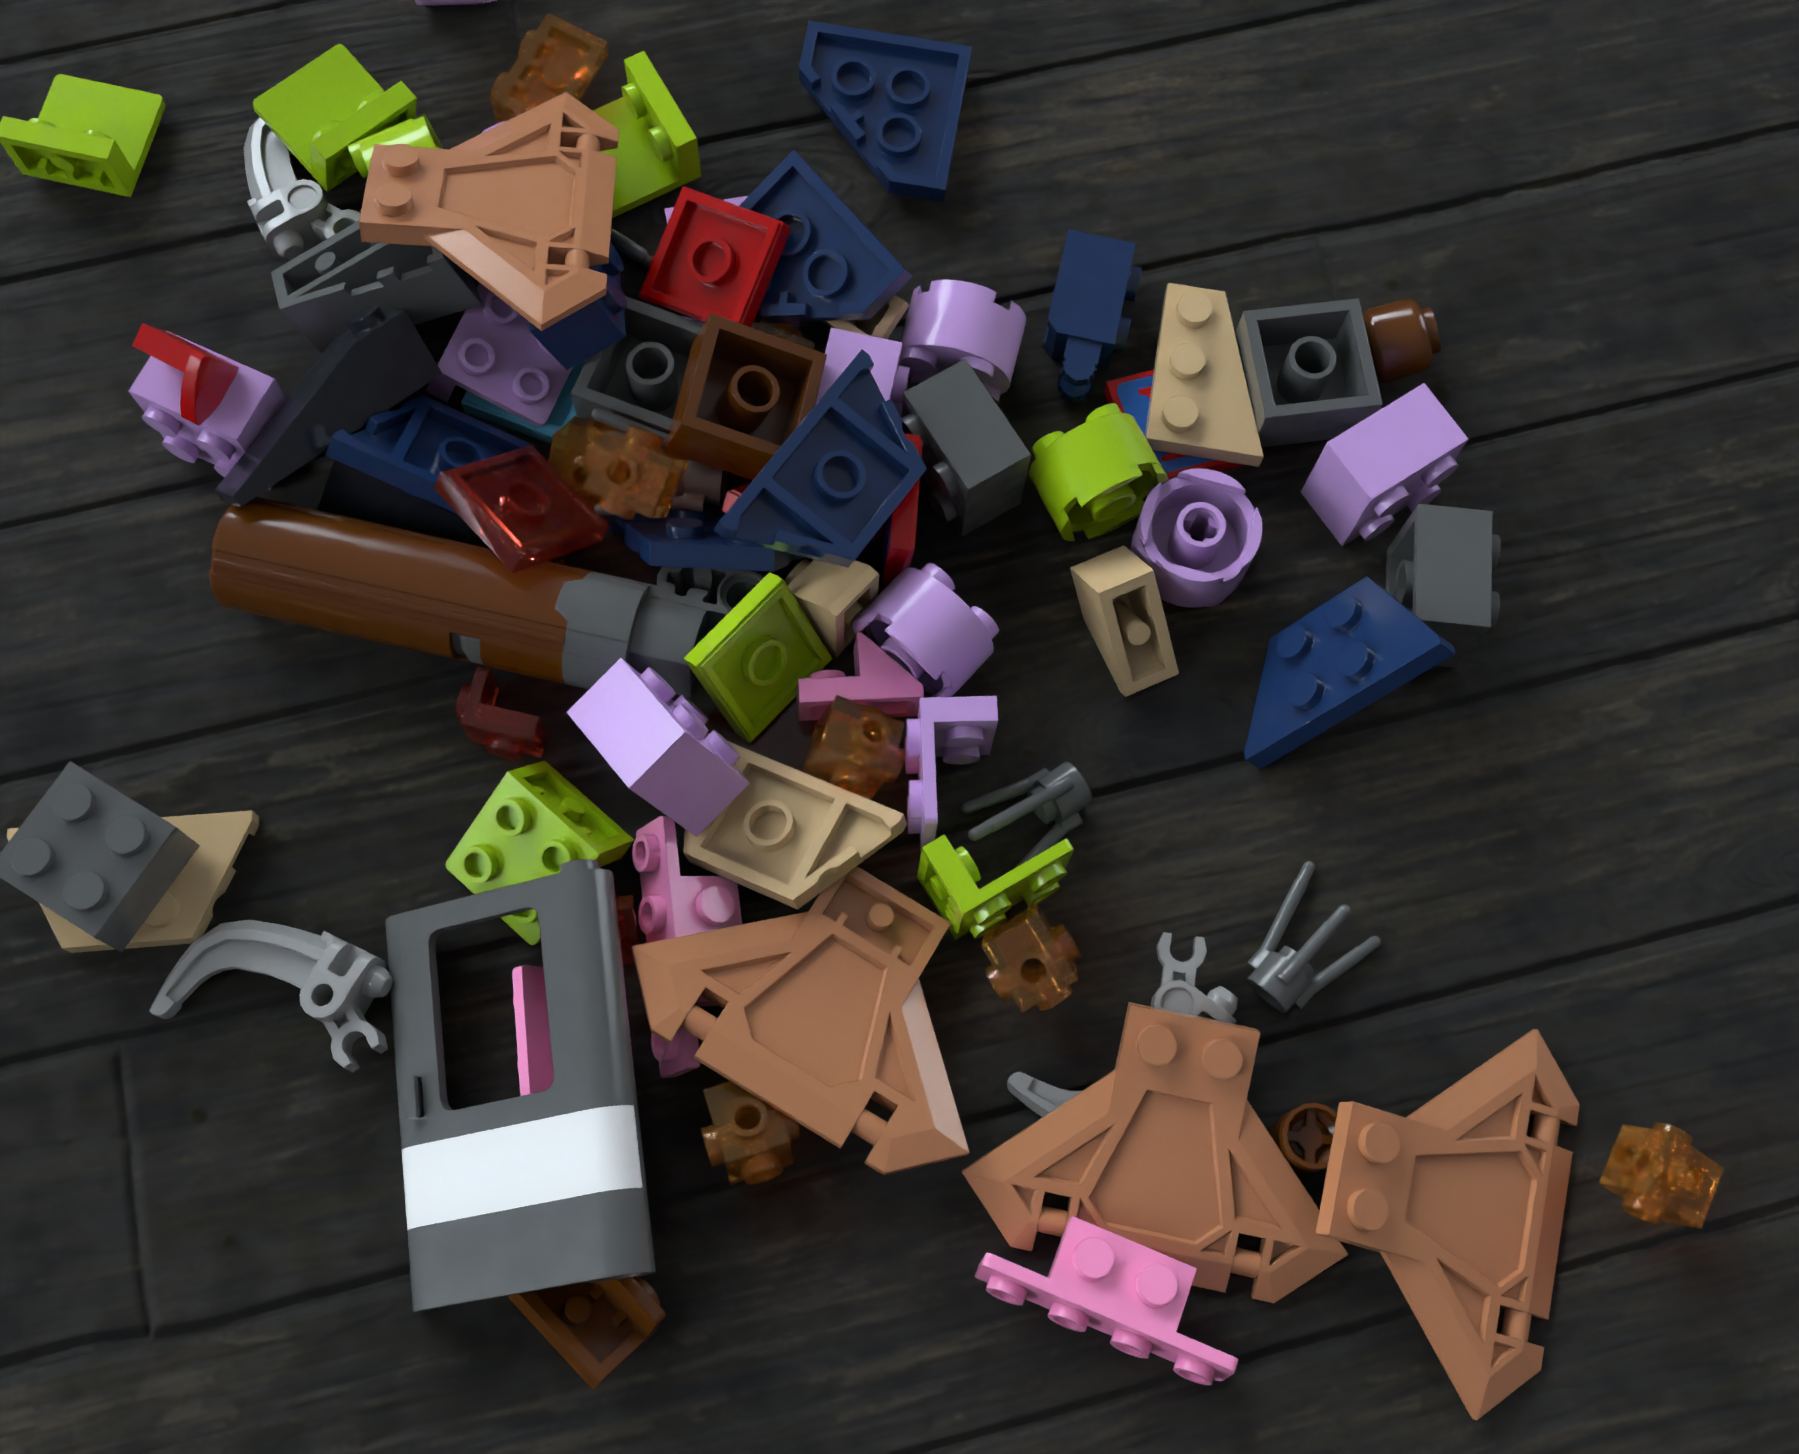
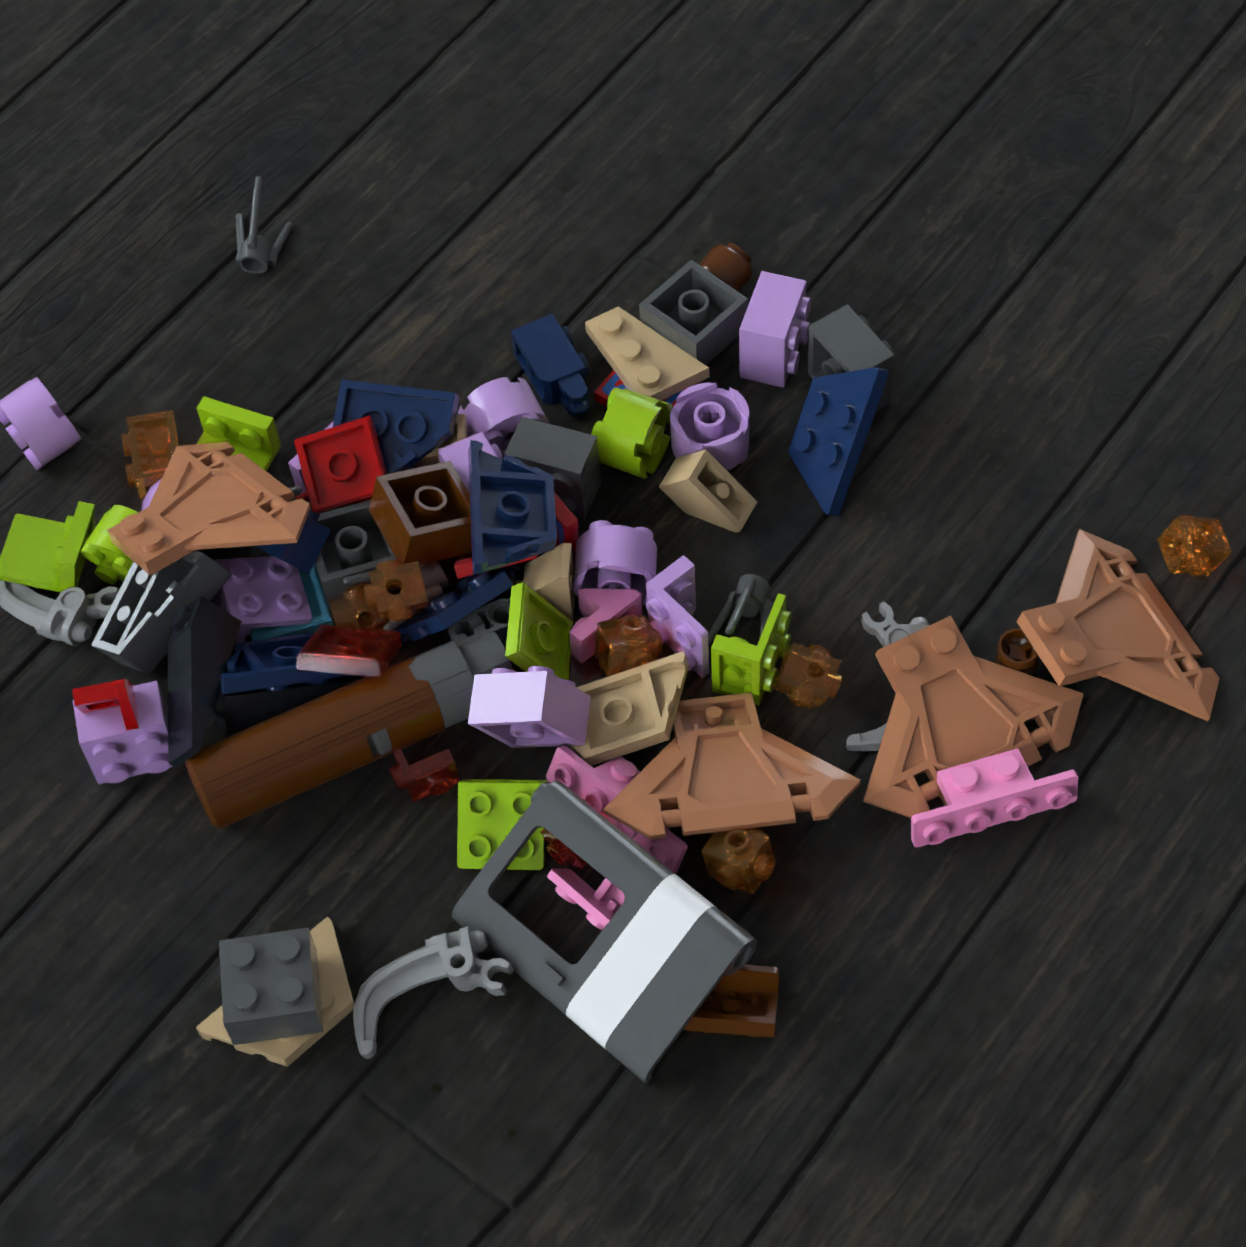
camera: 30 degrees left, 15 degrees down
(890, 100) = (352, 338): dark blue plate -> none
(1283, 976) = (937, 596): dark grey plant -> none

